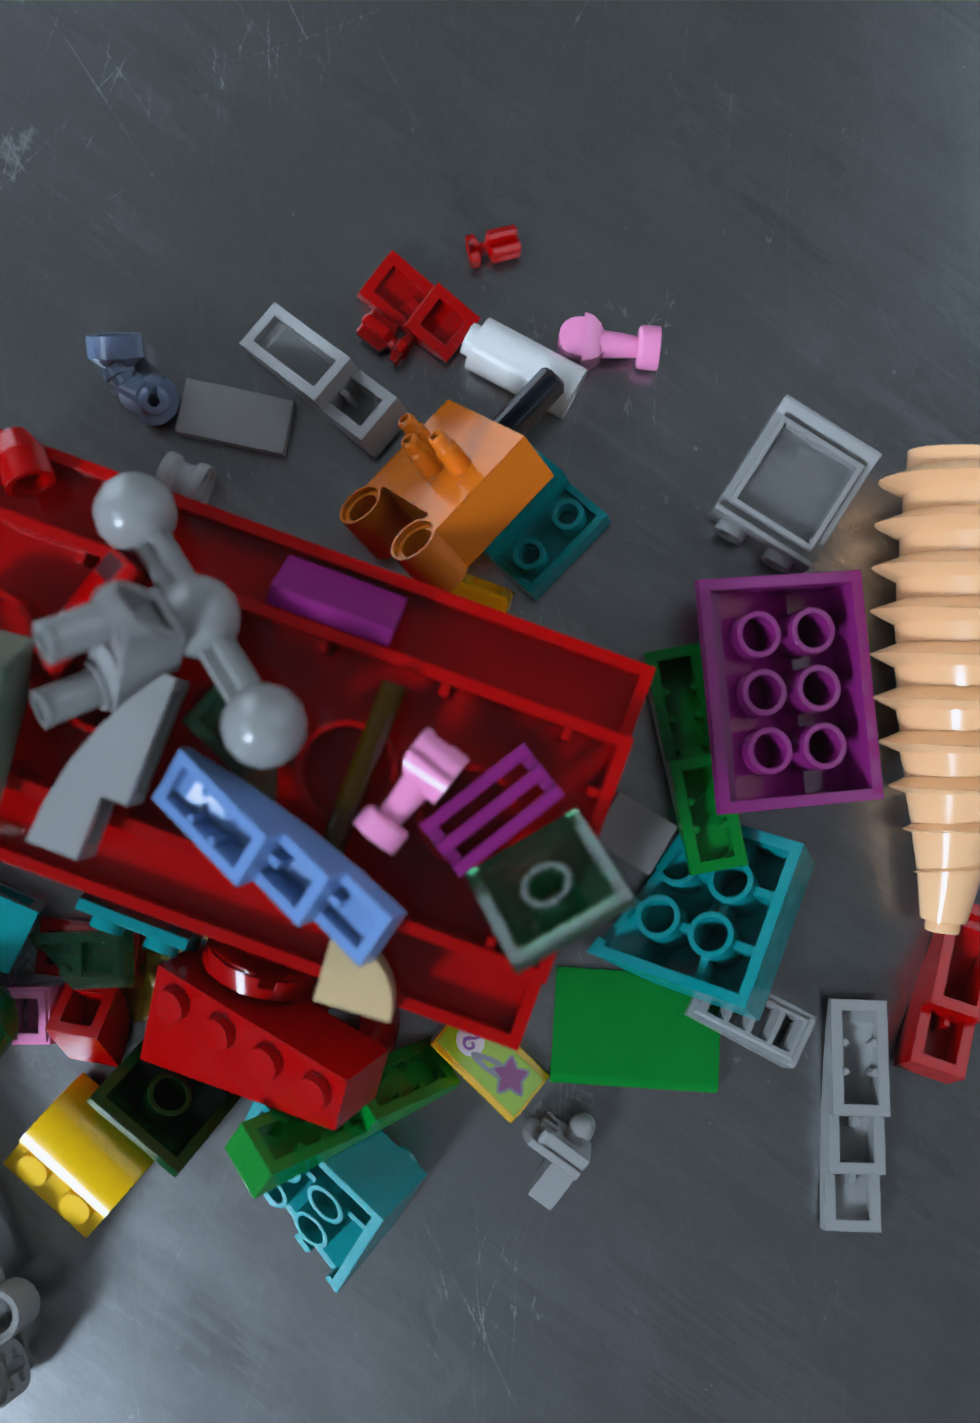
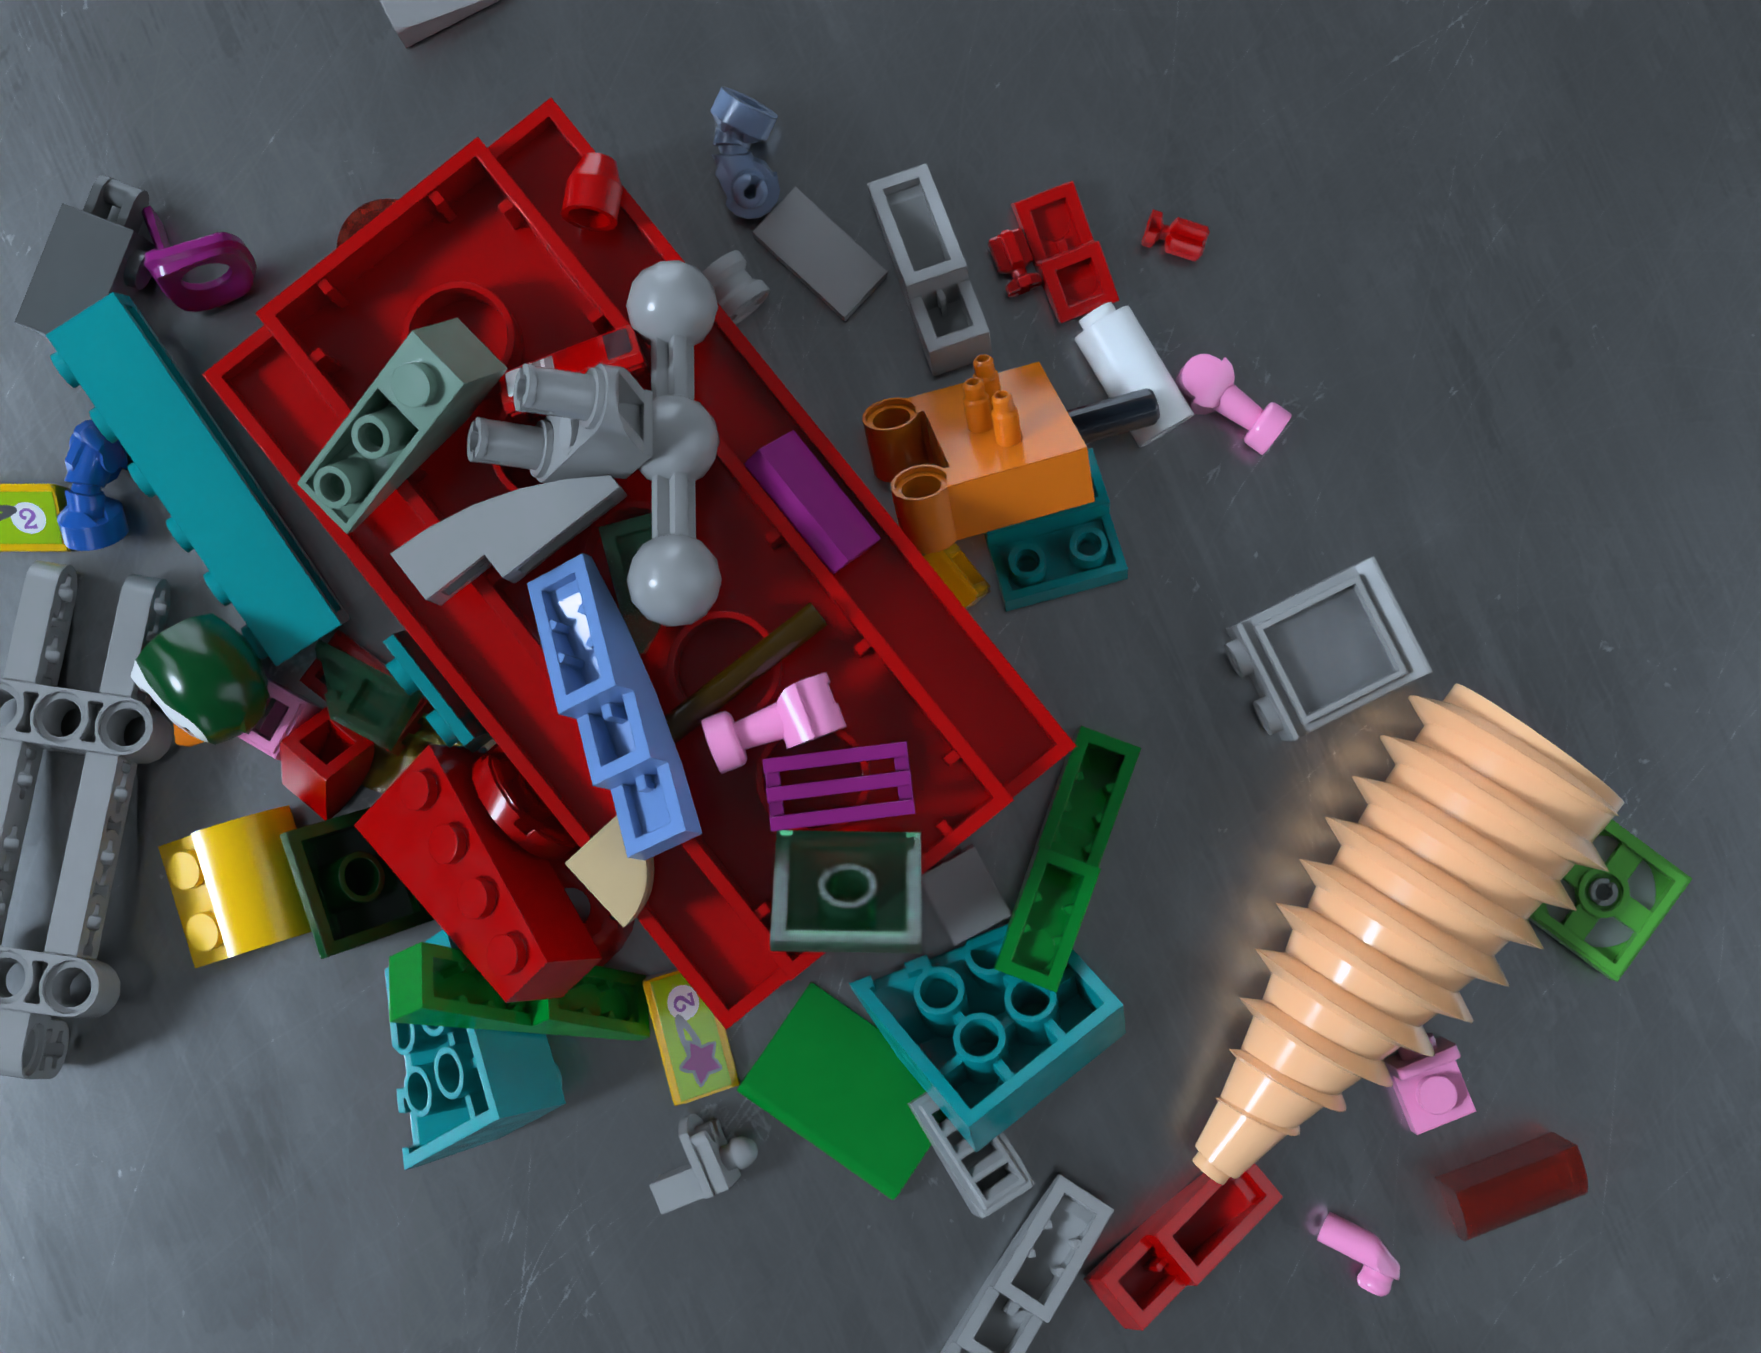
camera: 30 degrees right, 0 degrees up
(788, 691) = (1198, 847): magenta slope -> none

